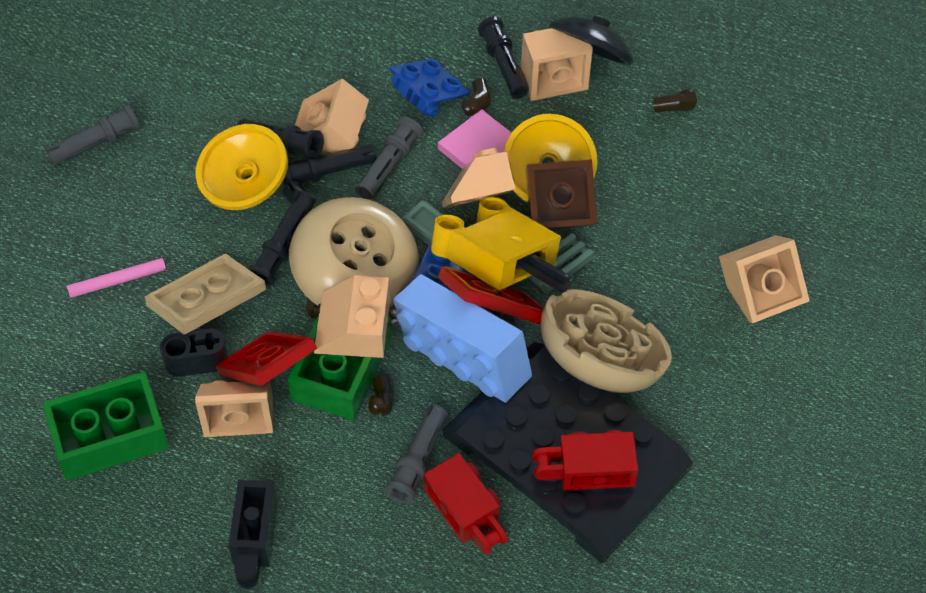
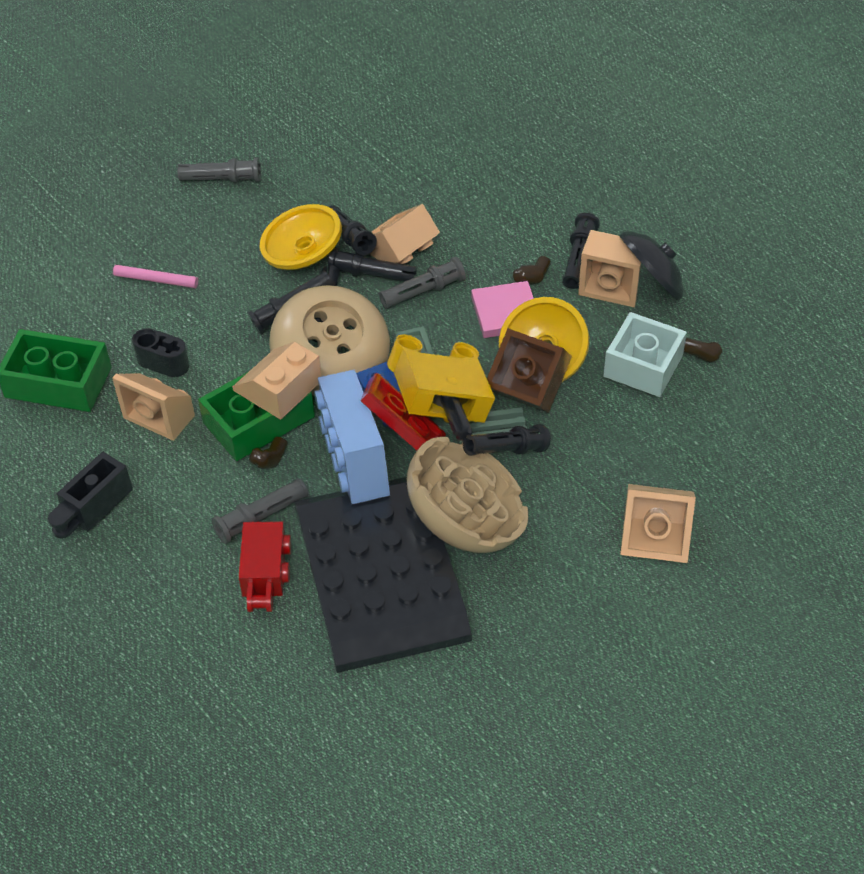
camera: 35 degrees right, 5 degrees down
(205, 293) = (201, 314): tan tile -> none
(265, 357) = (197, 376): red tile -> none
(426, 85) = (500, 242): blue hinge -> none
(482, 177) = (472, 324): light nougat slope -> none
(590, 461) = (373, 579): red brick -> none
(598, 266) = (517, 440): none -> black pin
(642, 130) = (644, 354): none -> light aqua brick

